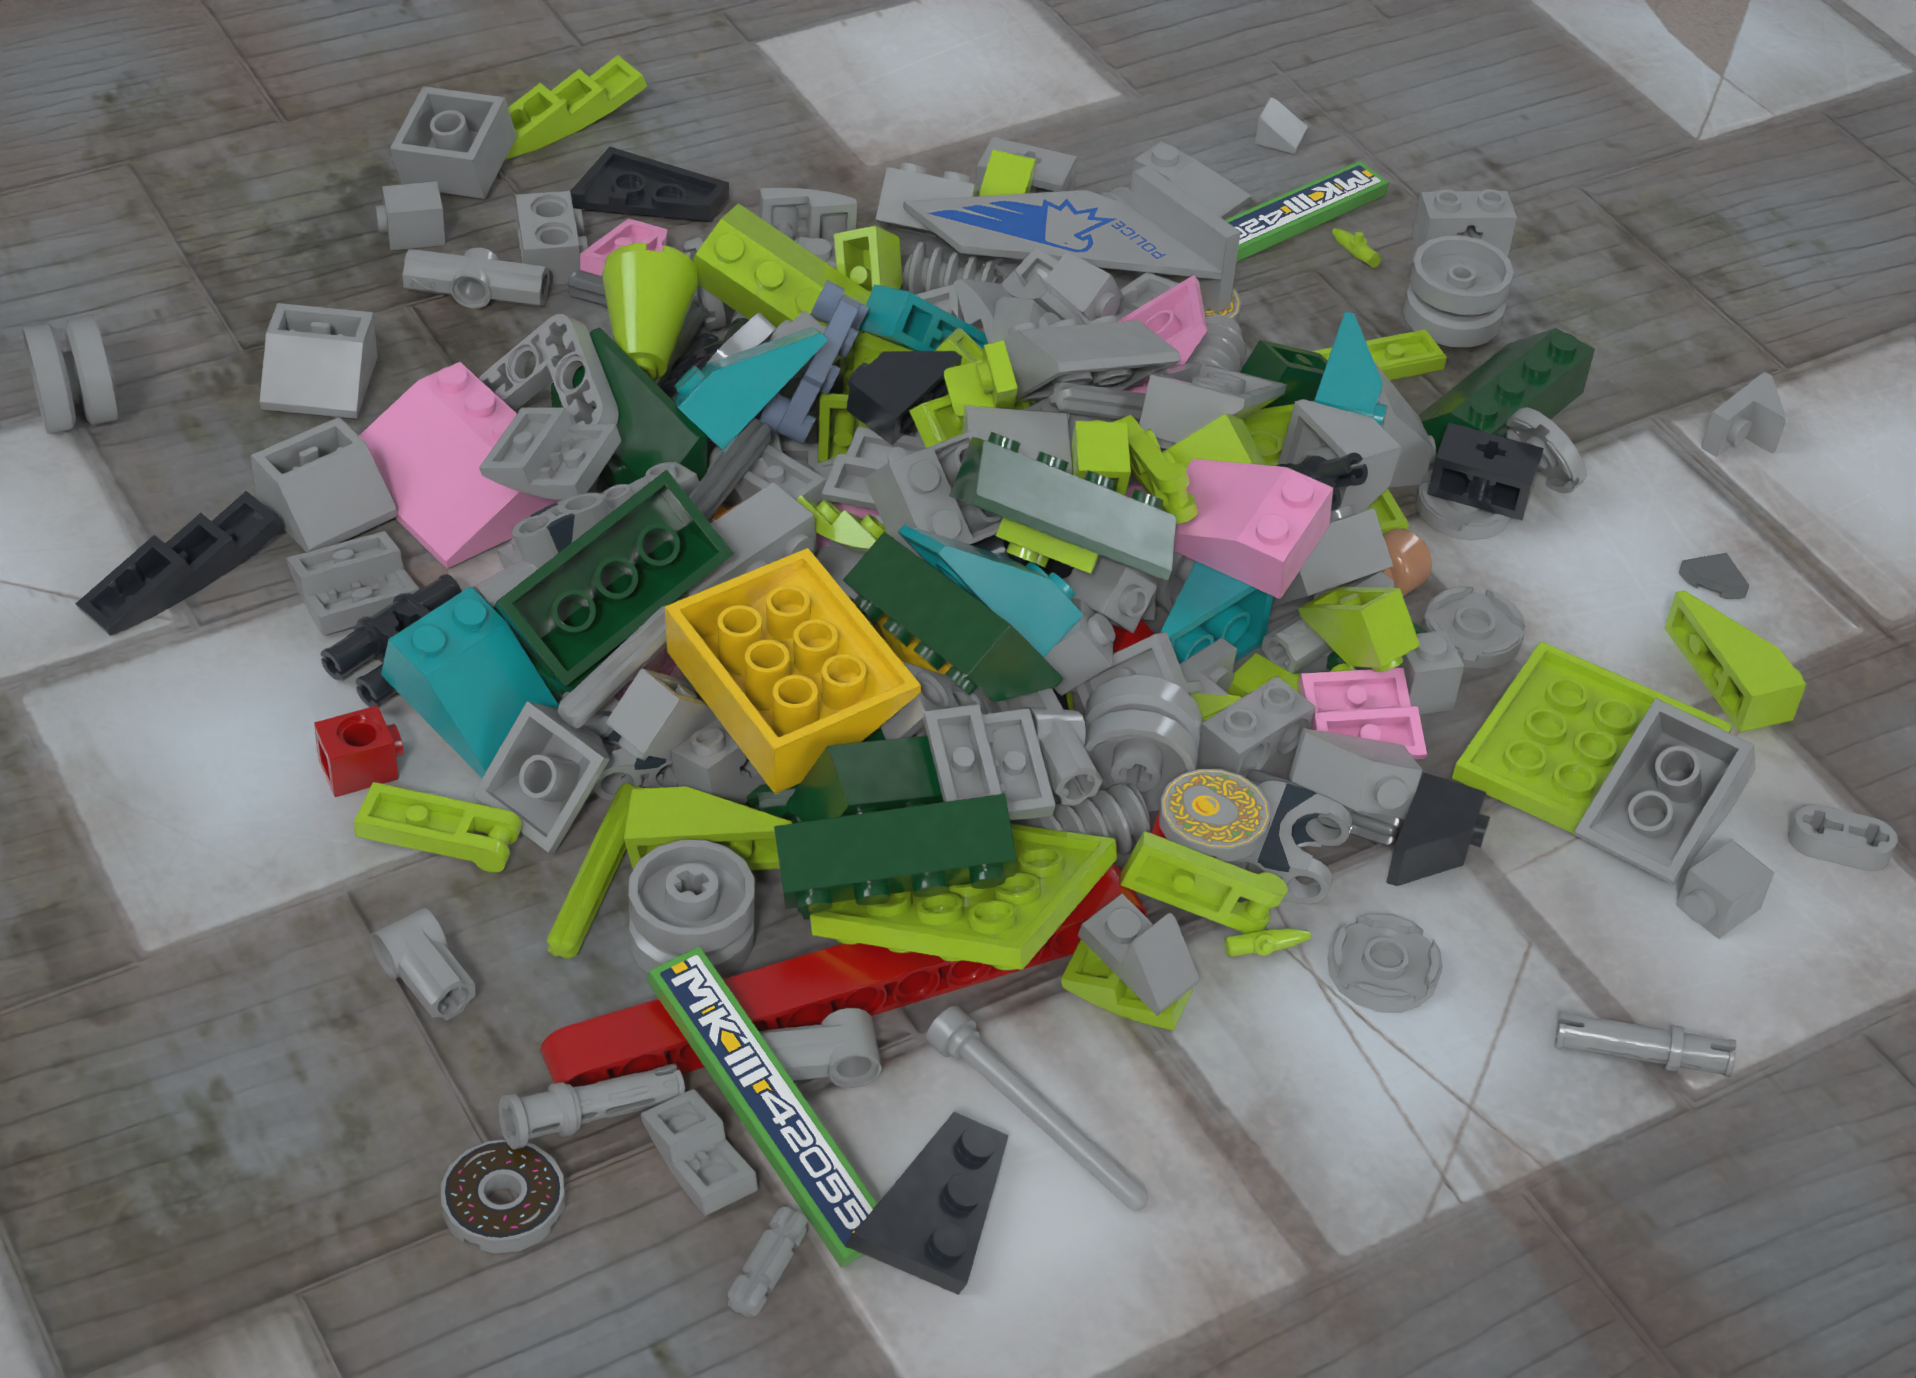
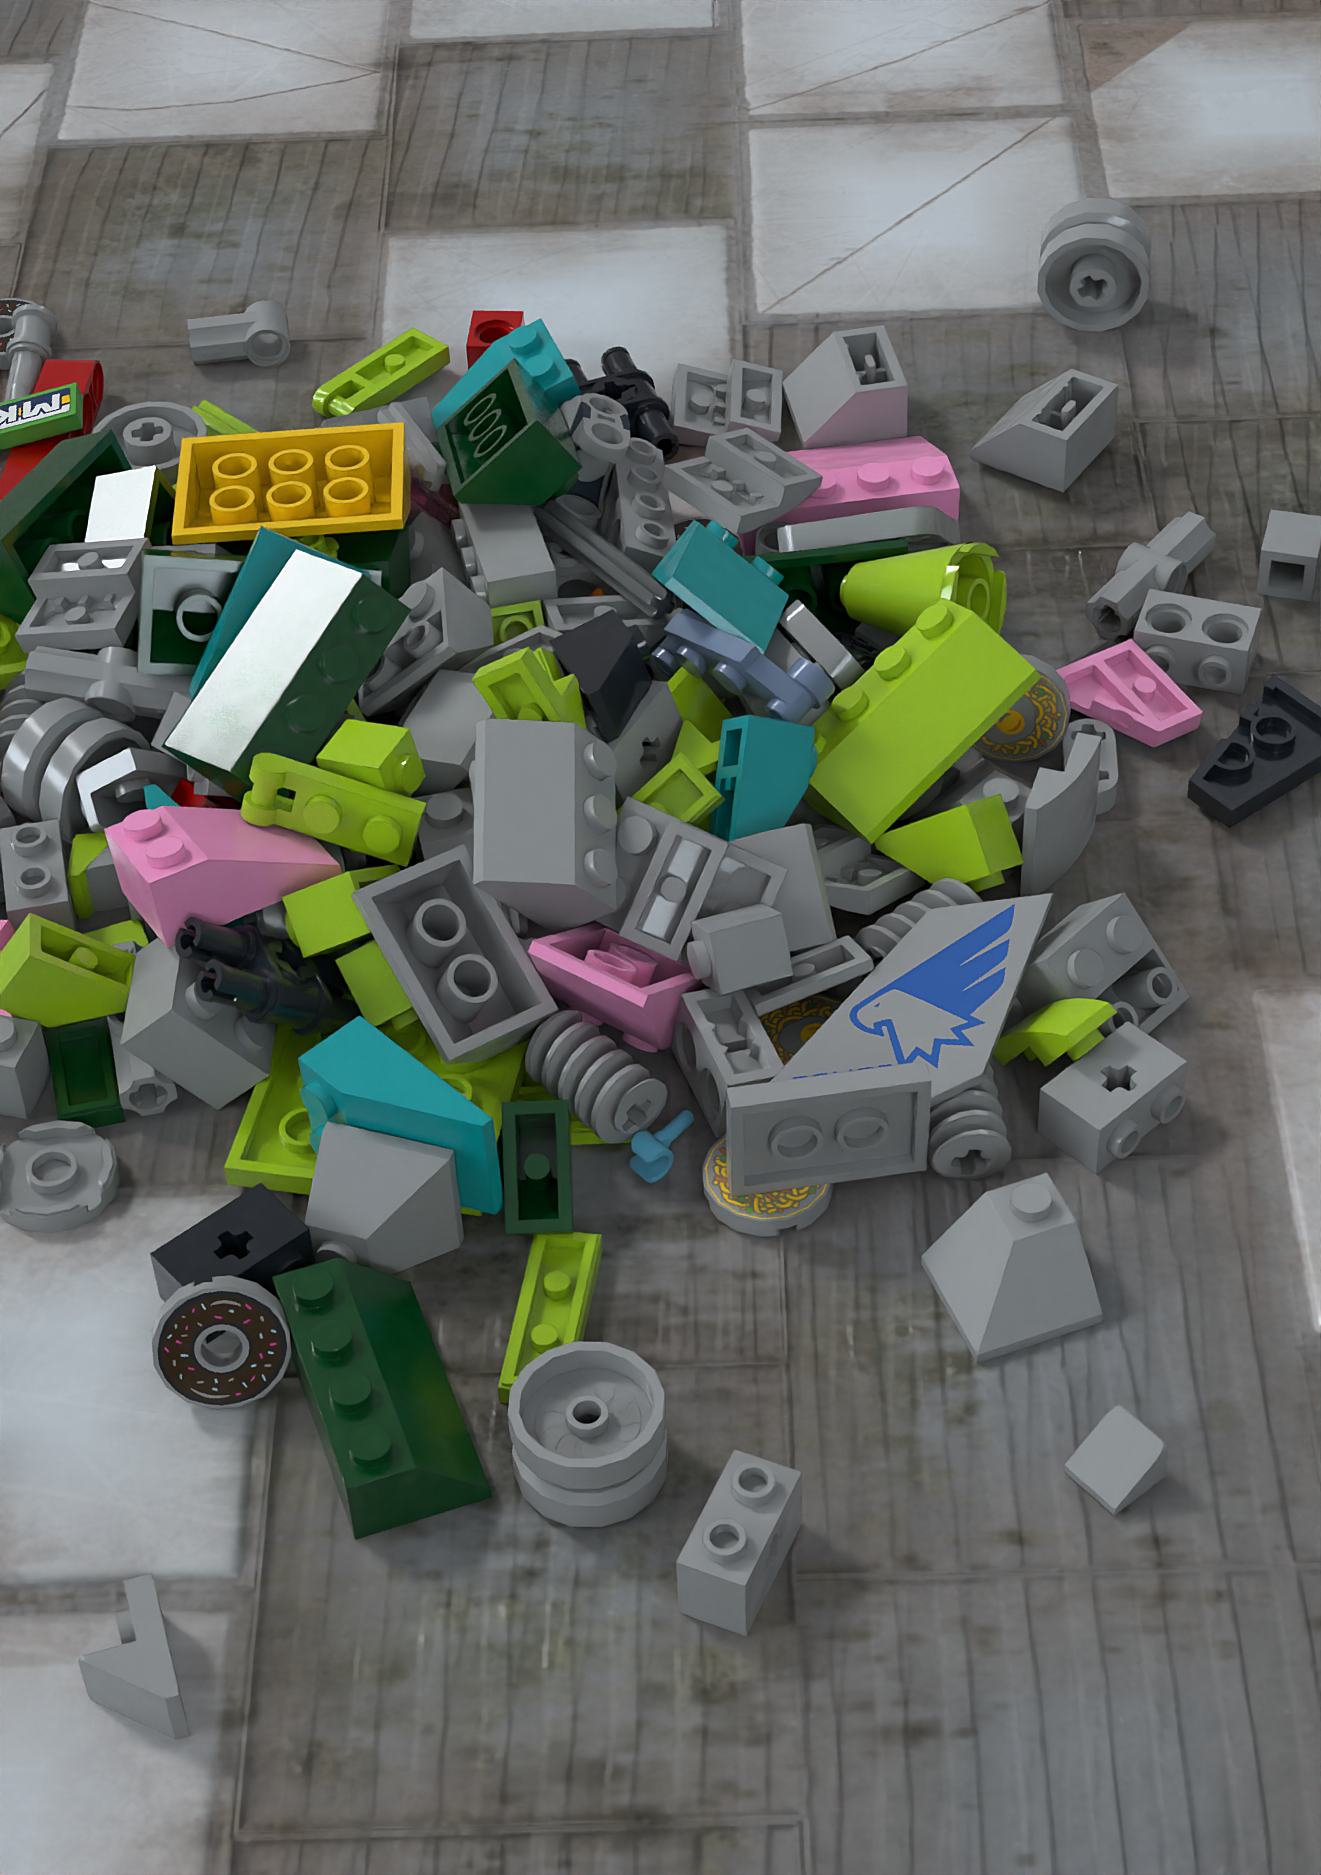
camera: 125 degrees right, 0 degrees up
(170, 572) = (805, 300): black slope -> none
(1306, 207) = (904, 1364): tile -> none
(1335, 433) = (273, 1037): light grey slope -> none
(1357, 247) = (796, 1421): lime helmet -> none
(1410, 560) = (179, 1128): nougat head -> none

